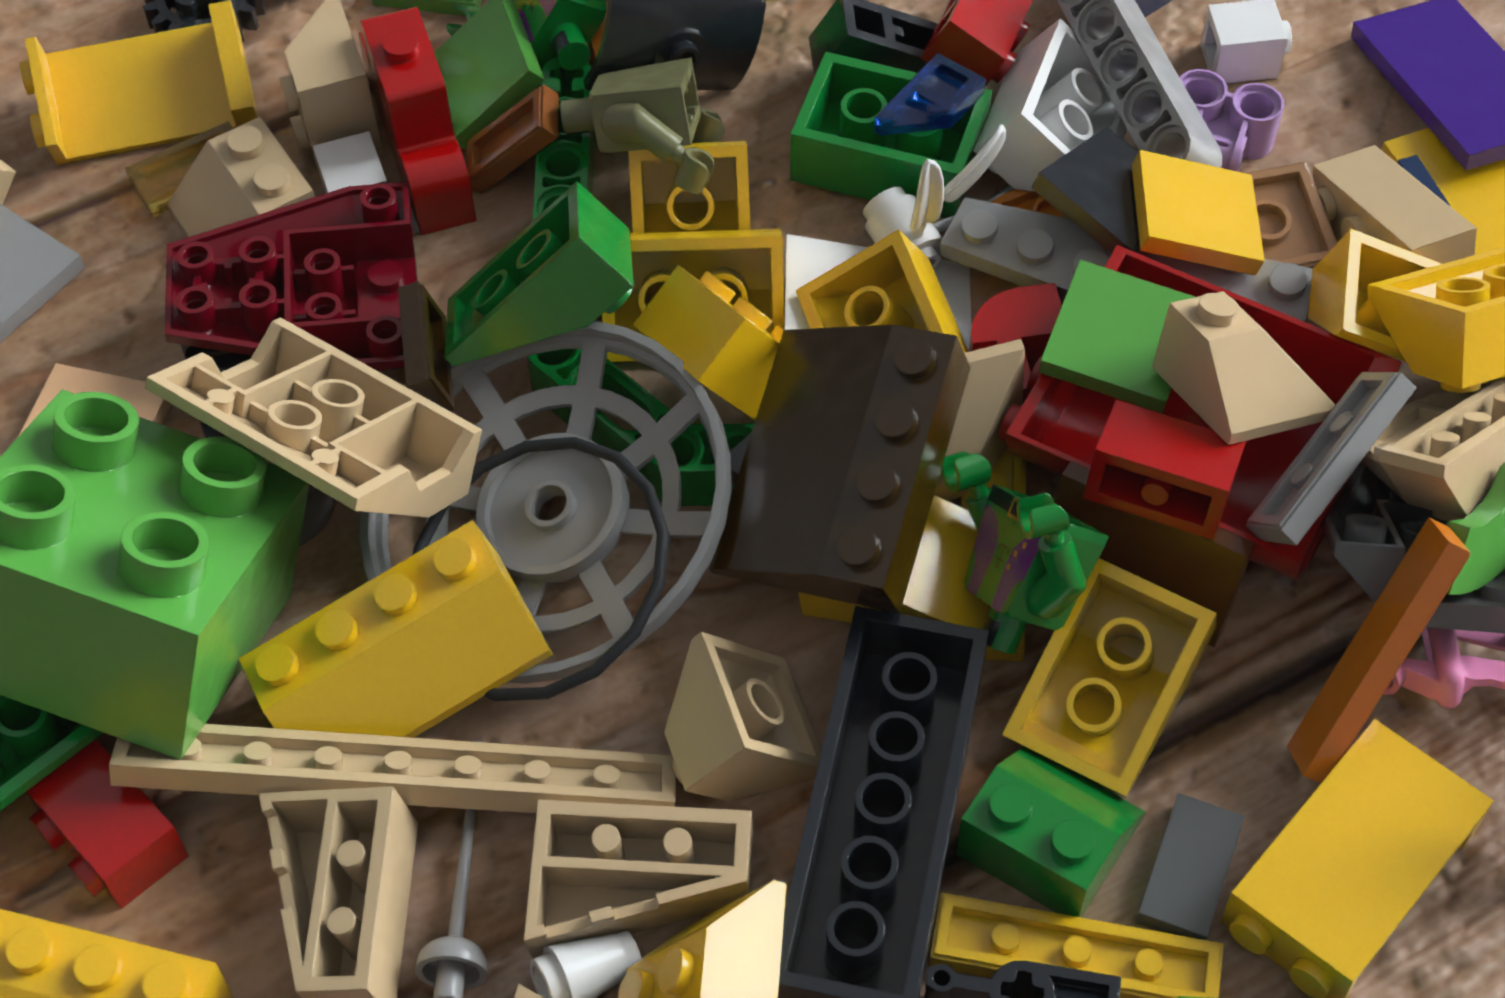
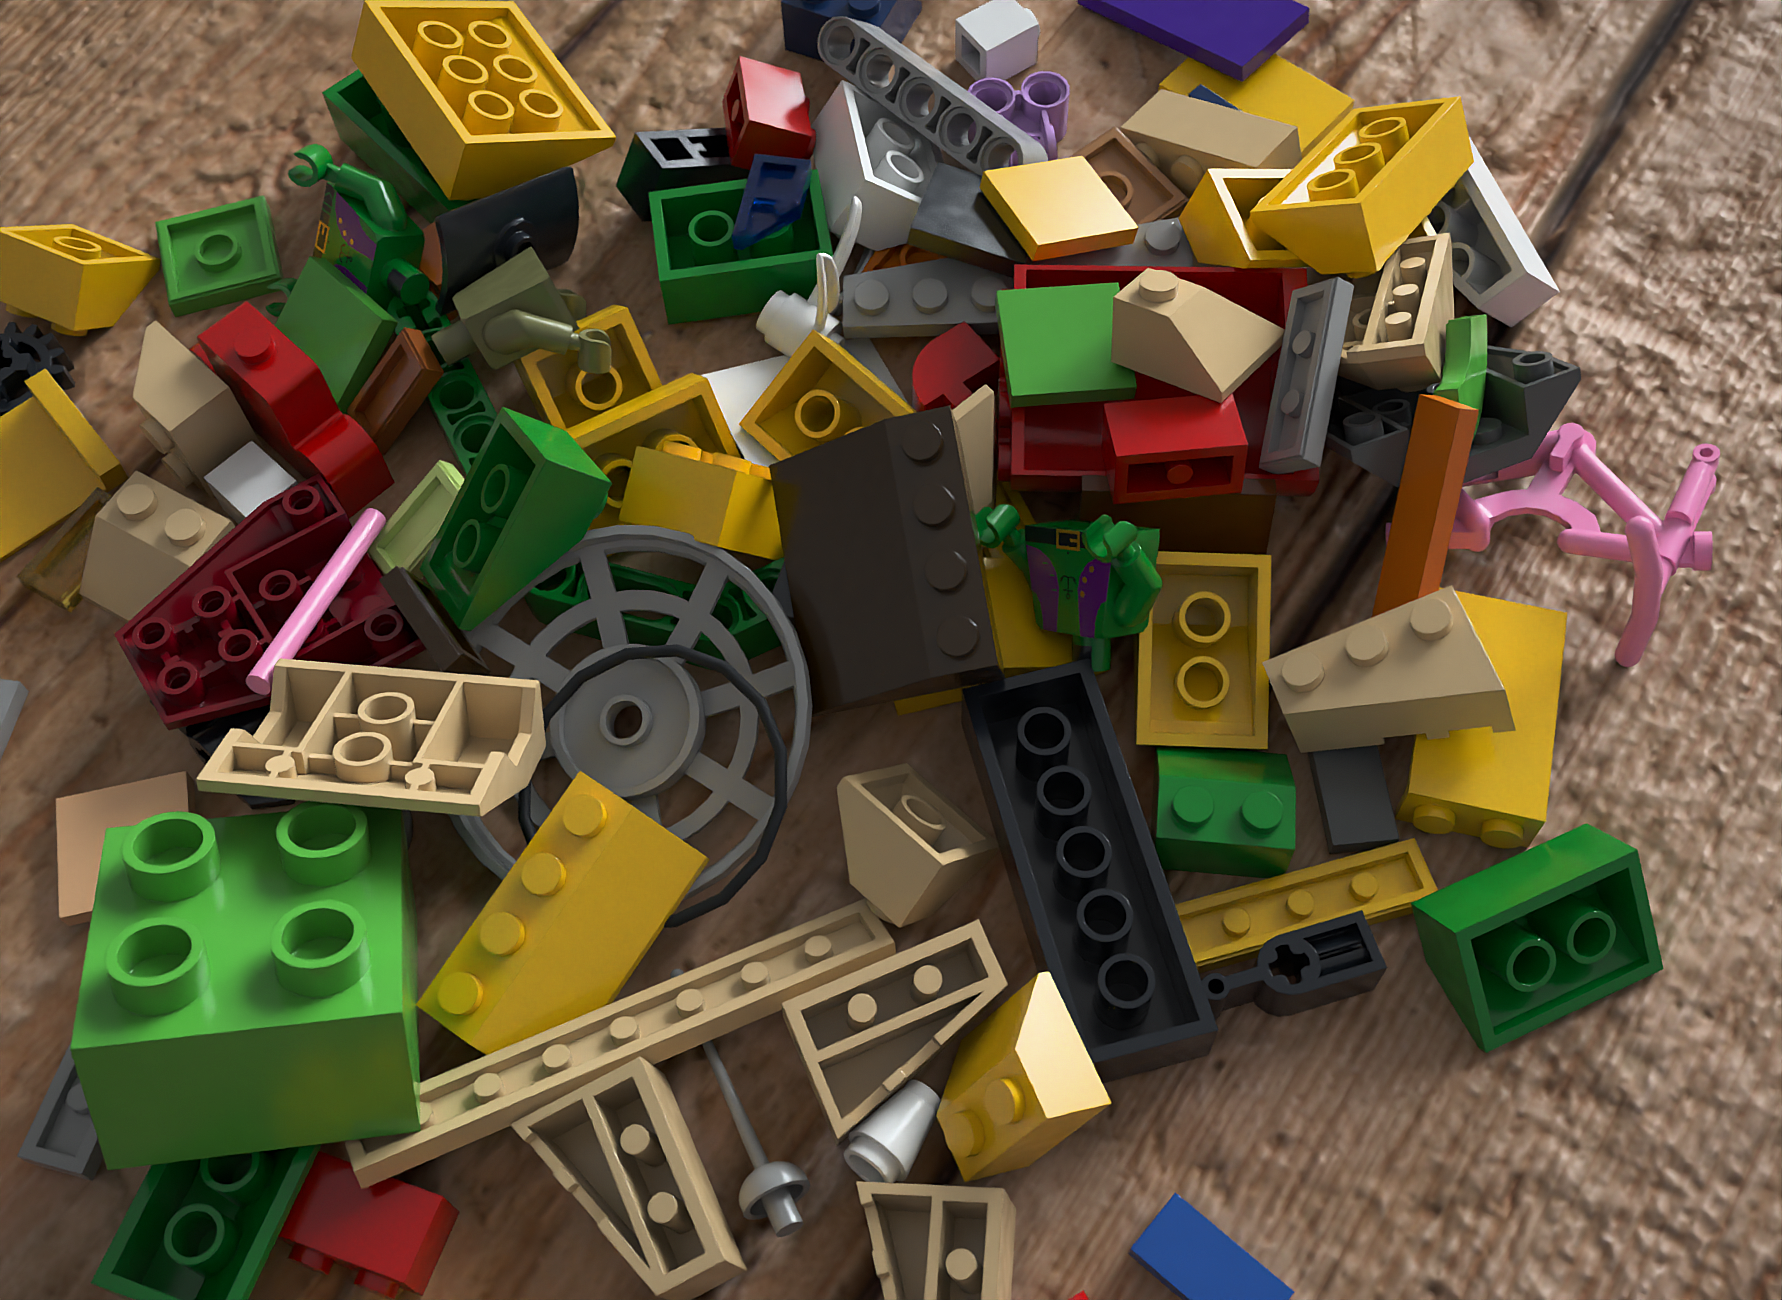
camera: 25 degrees left, 5 degrees up
(348, 284) = (317, 599): none -> bright pink bar
(458, 263) = (417, 521): none -> yellowish green tile
(1267, 775) = (1391, 678): none -> tan wedge

